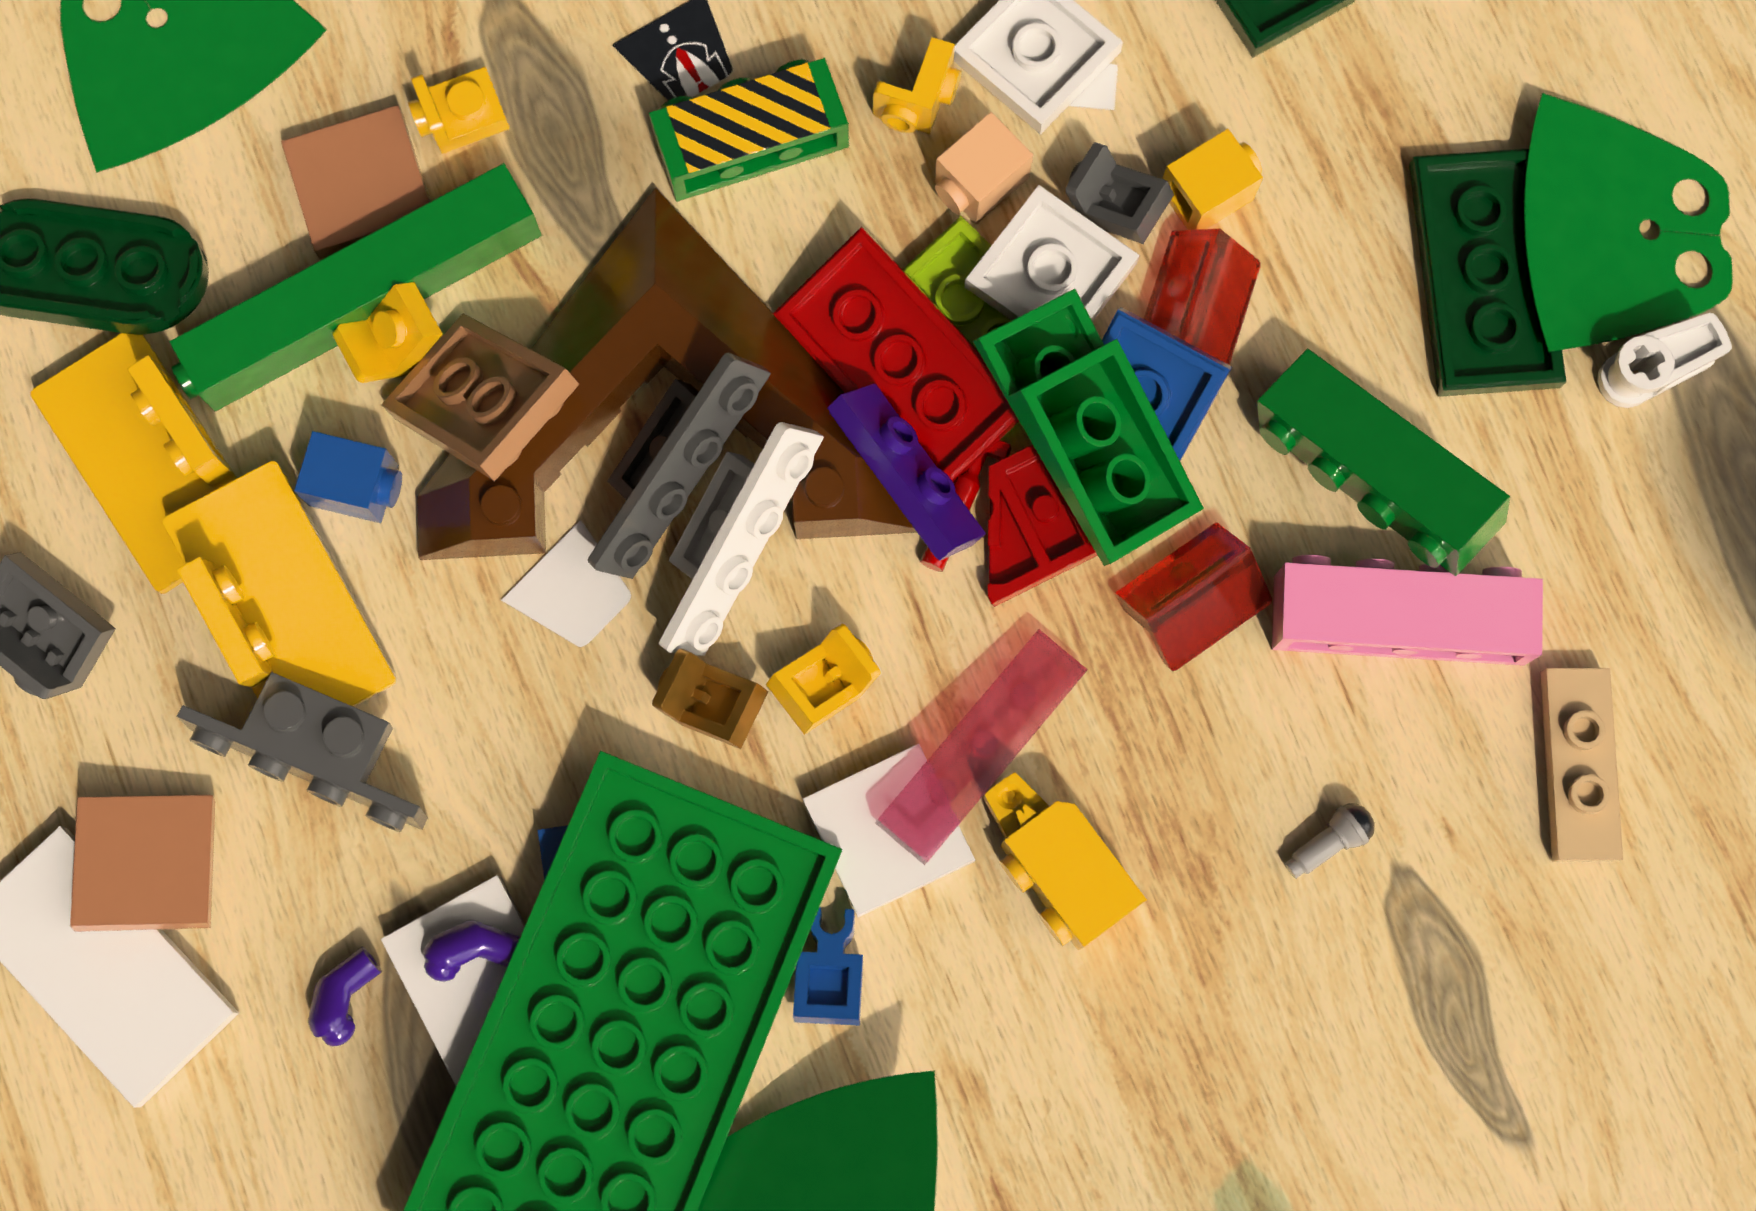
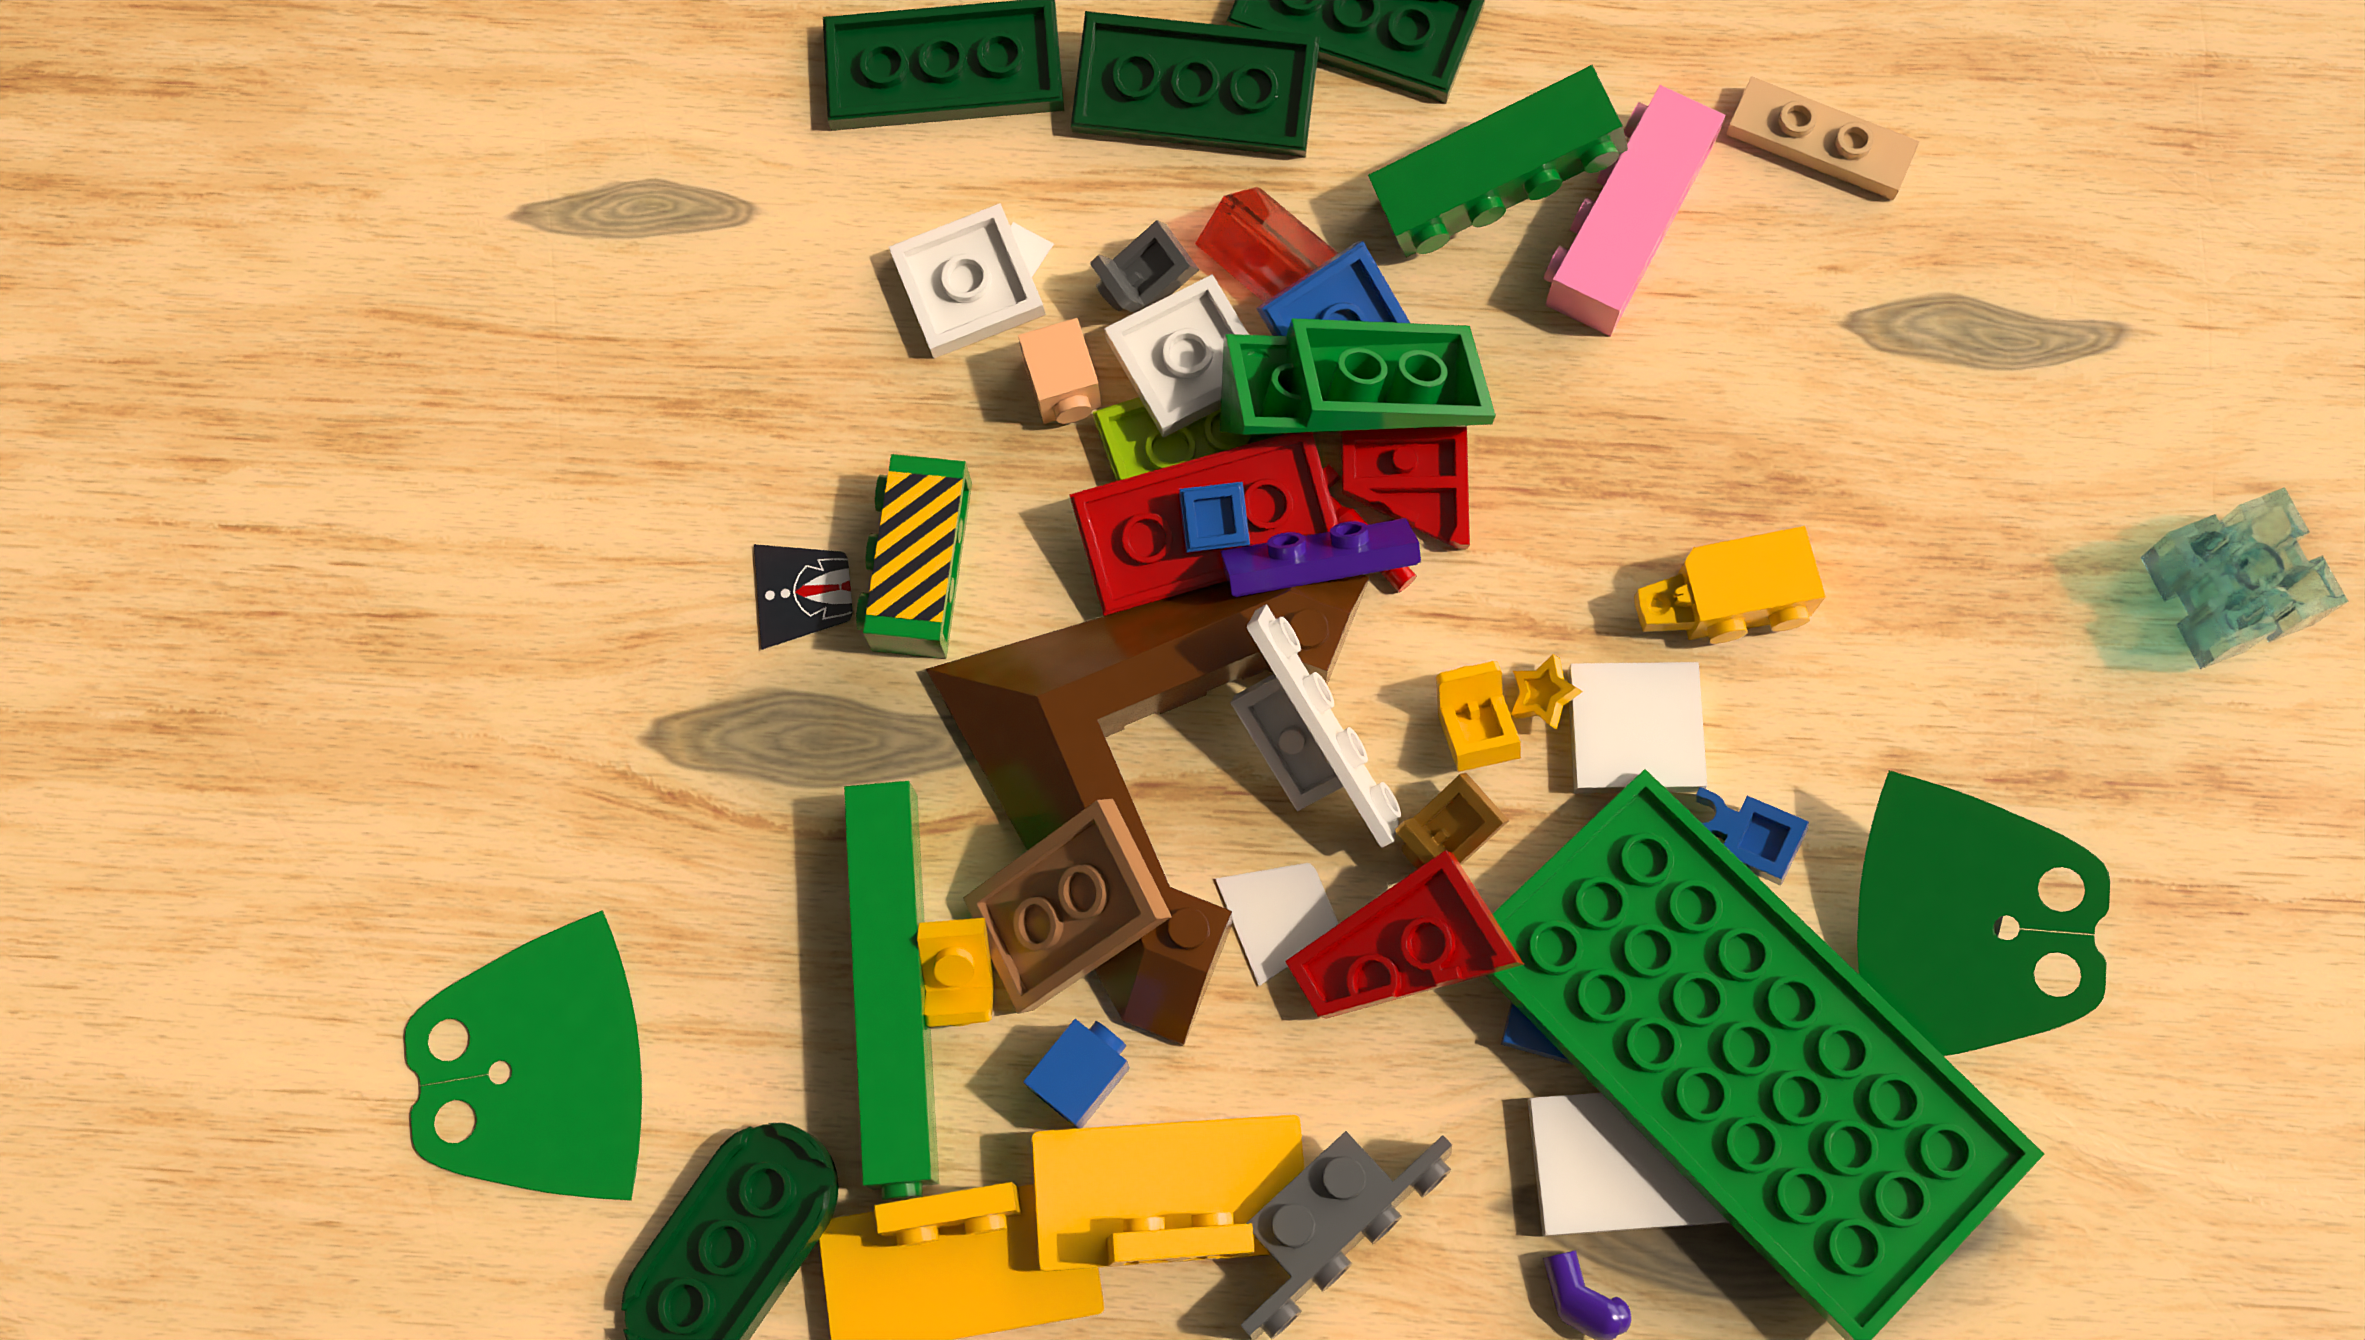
camera: 60 degrees left, 5 degrees down
(355, 178) = (777, 943): nougat tile -> none
(458, 109) = (755, 815): yellow bracket -> none
(463, 943) = (1589, 1150): dark purple arm -> none
(580, 702) = (1405, 943): none -> red wing
(670, 459) = (1205, 760): dark grey bracket -> none
(880, 731) = (1543, 692): none -> yellow piece
(900, 361) = (1214, 517): none -> blue tile
(918, 108) = (961, 380): yellow bracket -> none
(981, 747) = (1599, 611): clear pink tile -> none
(1196, 595) = (1536, 371): clear red panel -> none
(1213, 180) = (1171, 186): yellow brick -> none
(1333, 158) = (1195, 83): none -> dark green tile
(1348, 828) = (1800, 344): light grey piece -> none

